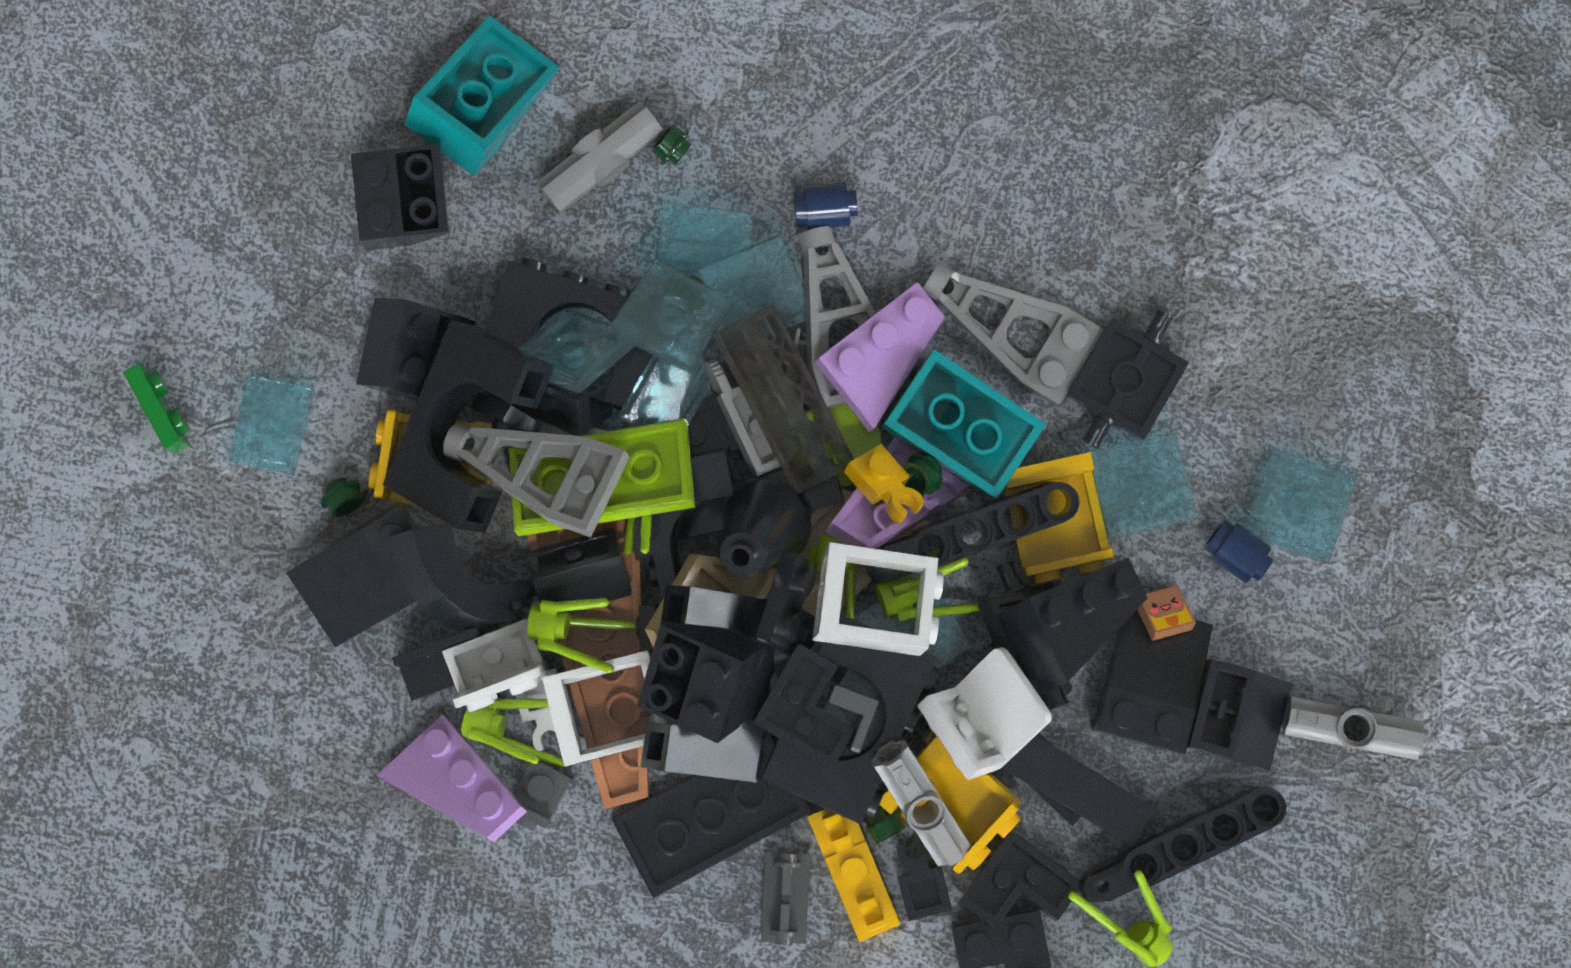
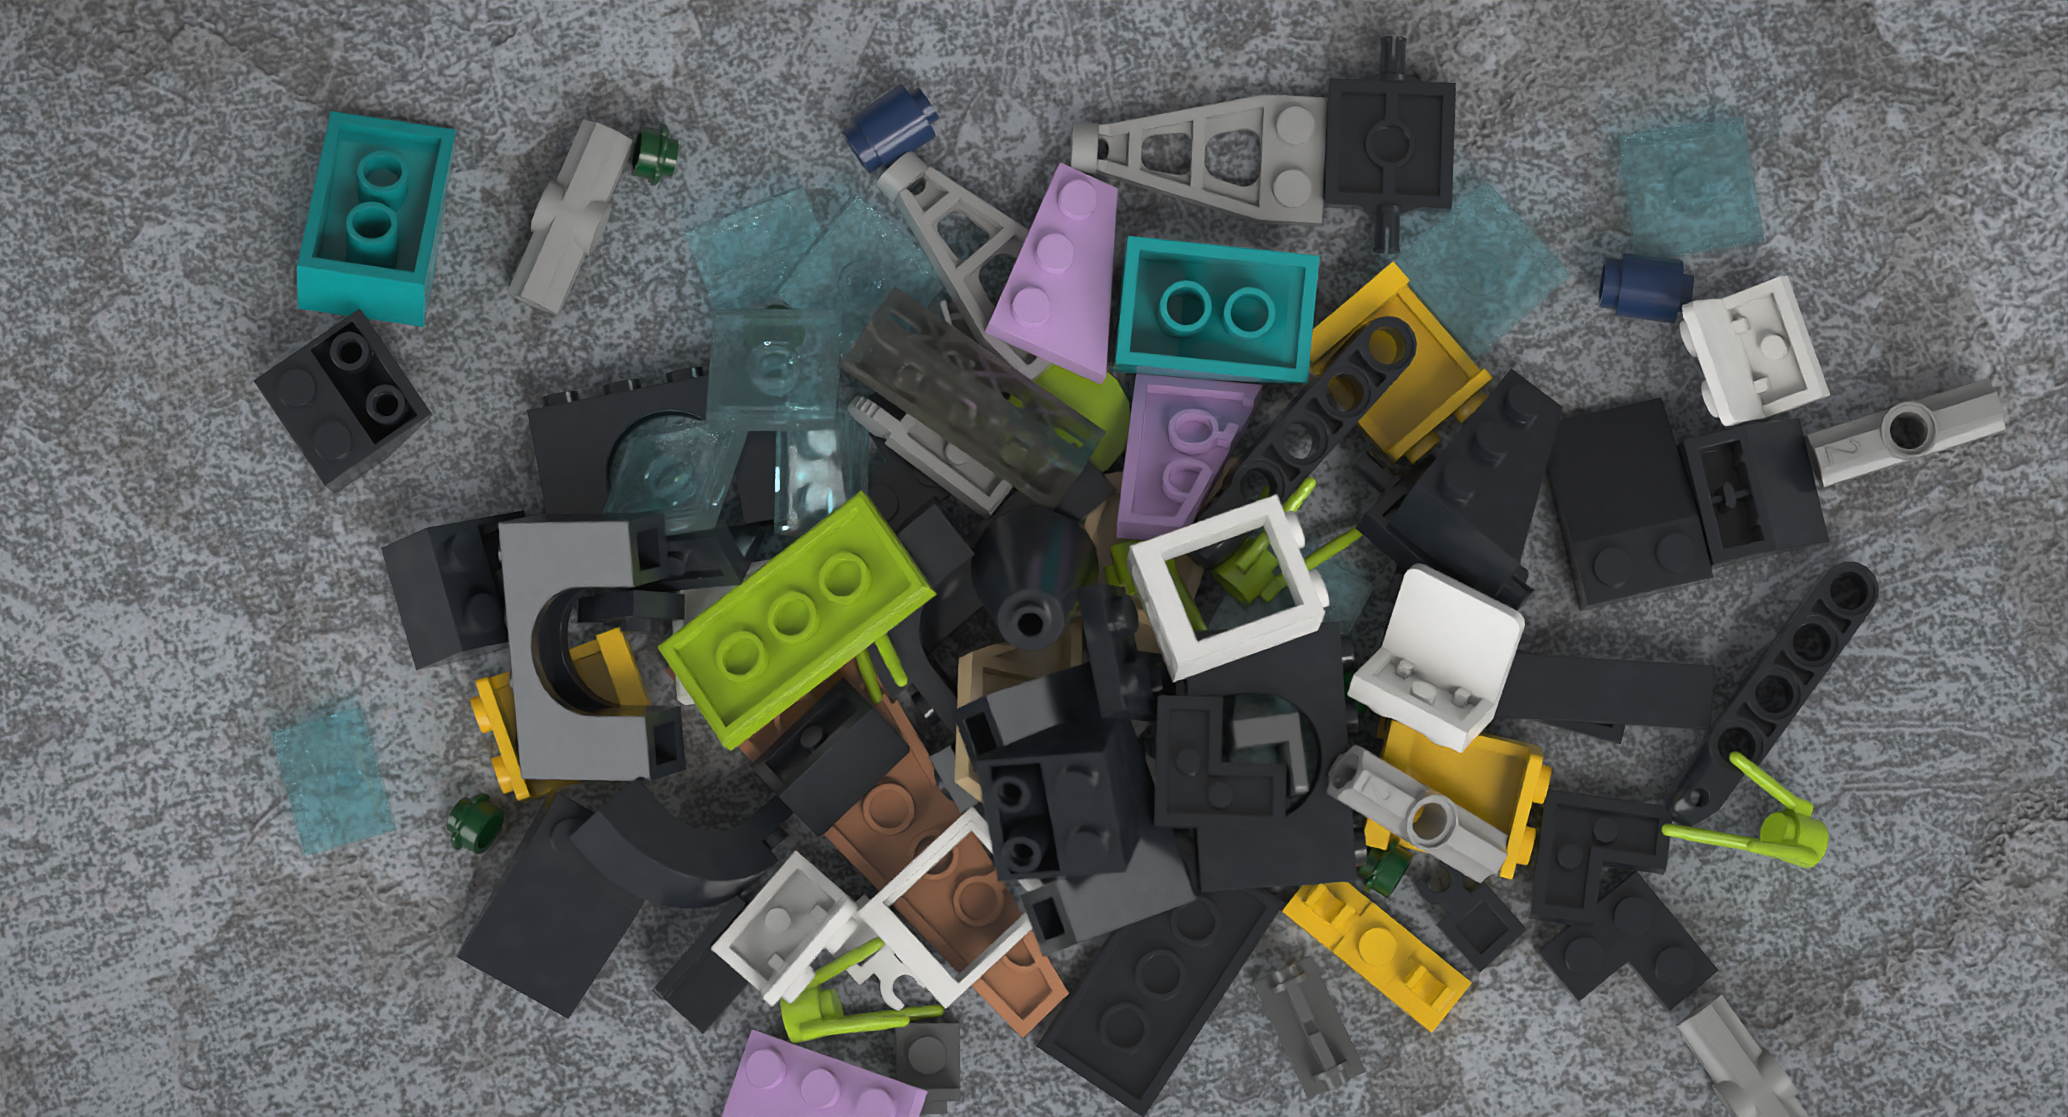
camera: 30 degrees left, 0 degrees up
(167, 423) = (156, 819): green plate -> none
(549, 624) = (830, 838): lime plant -> none
(584, 489) = (785, 643): light grey plate -> none
(884, 479) = (1151, 432): yellow plate -> none
(924, 474) = (1197, 402): dark green plate -> none
(1166, 613) = (1595, 414): nougat tile -> none
(1284, 628) = (1753, 353): none -> white bracket

